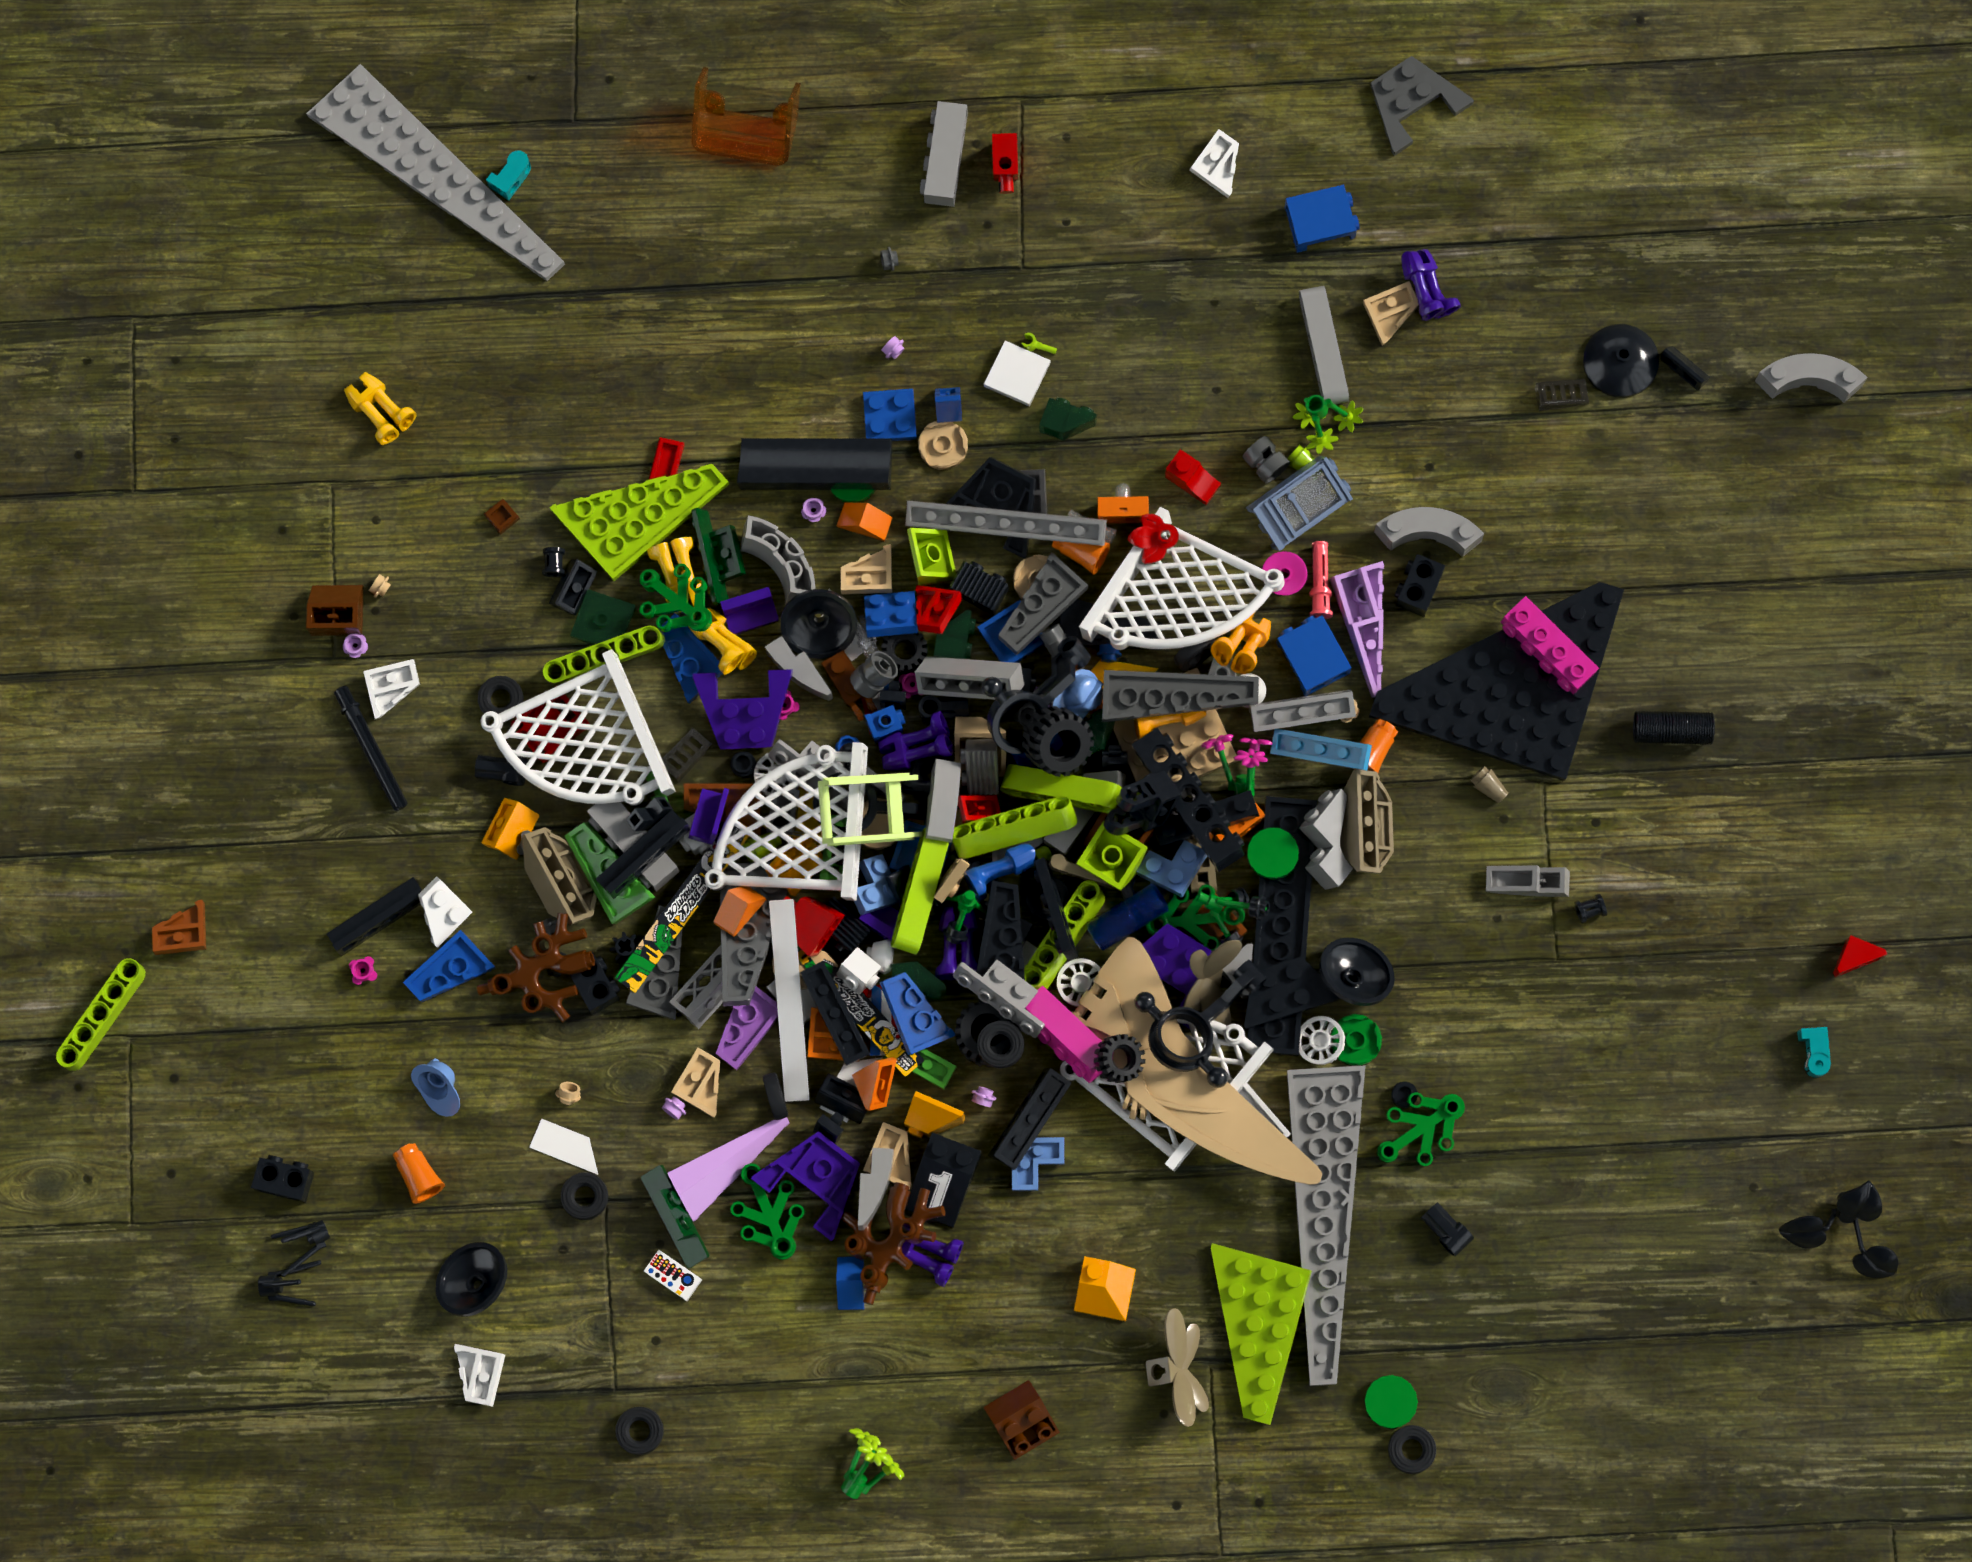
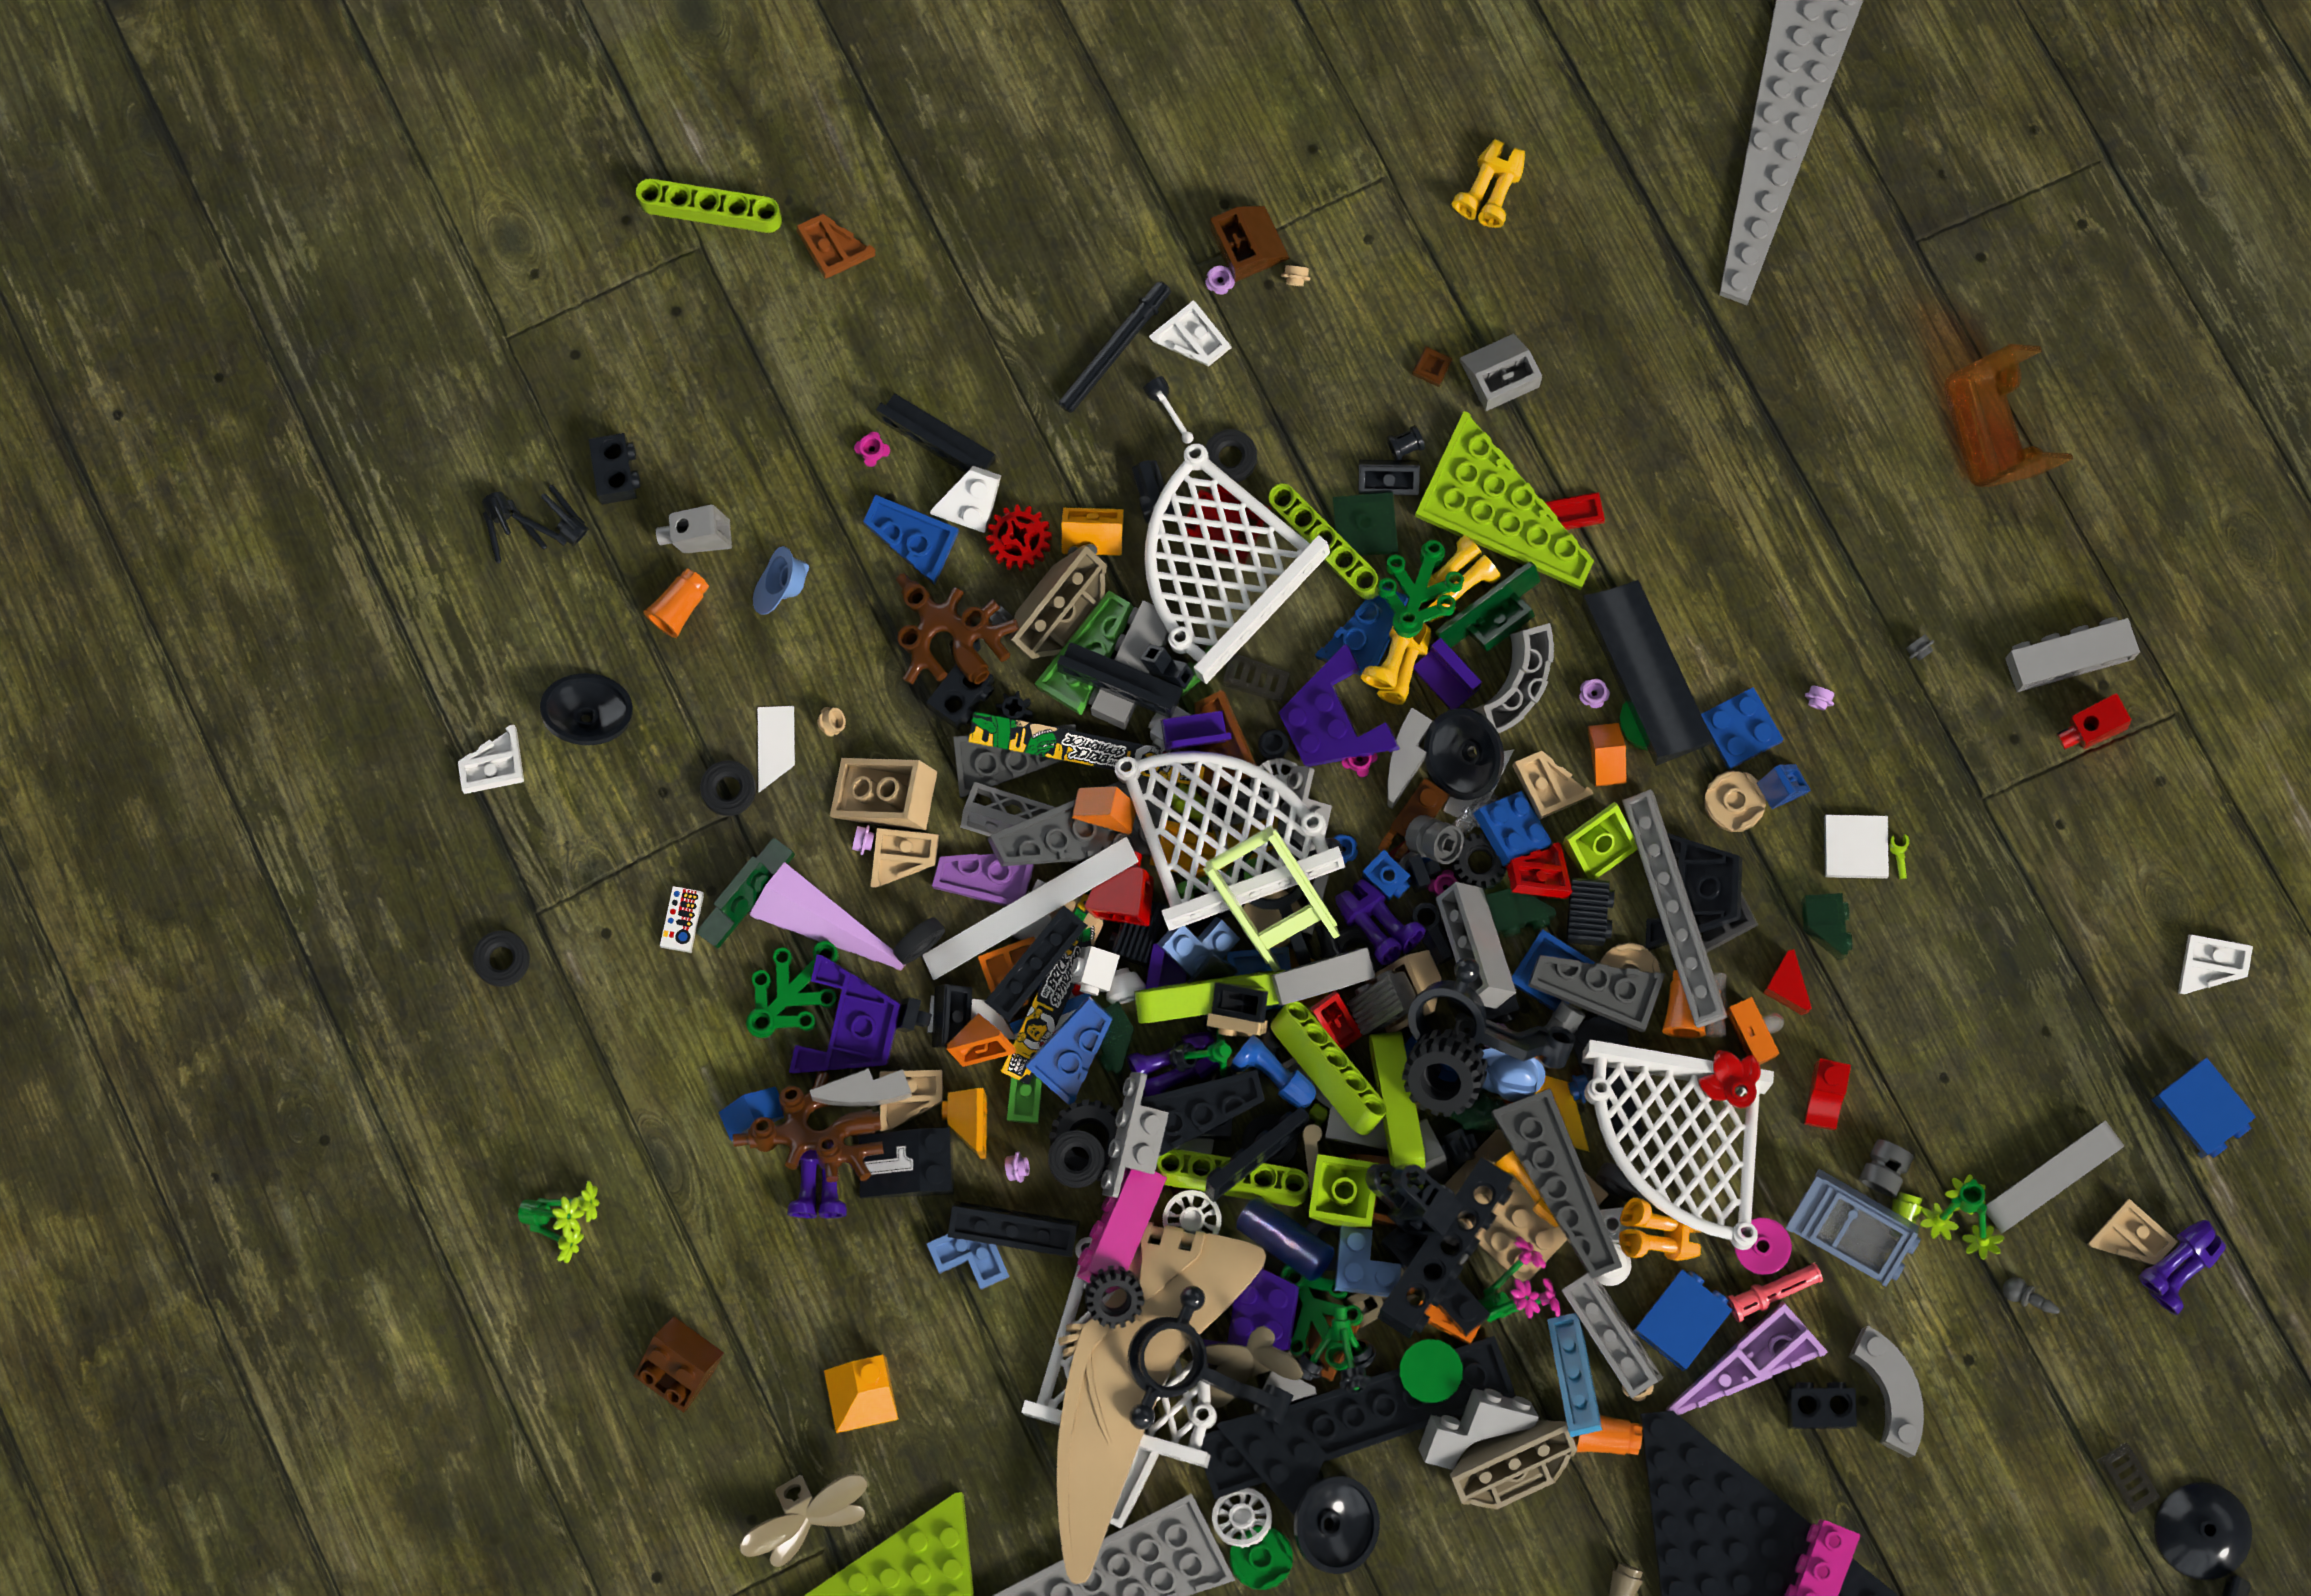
camera: 65 degrees right, 0 degrees up
(372, 1126) = (697, 530): none -> light grey torso
(423, 730) = (1157, 391): none -> hinge
(501, 886) = (1008, 543): none -> red gear
(511, 175) = (1819, 203): teal leg -> none
(530, 465) = (1501, 371): none -> light grey slope
(644, 1075) = (884, 792): none -> tan slope
(937, 868) = (1240, 1001): none -> black slope
(1099, 468) = (1788, 985): none -> red slope
(1394, 409) = (2017, 1290): none -> dark grey bar

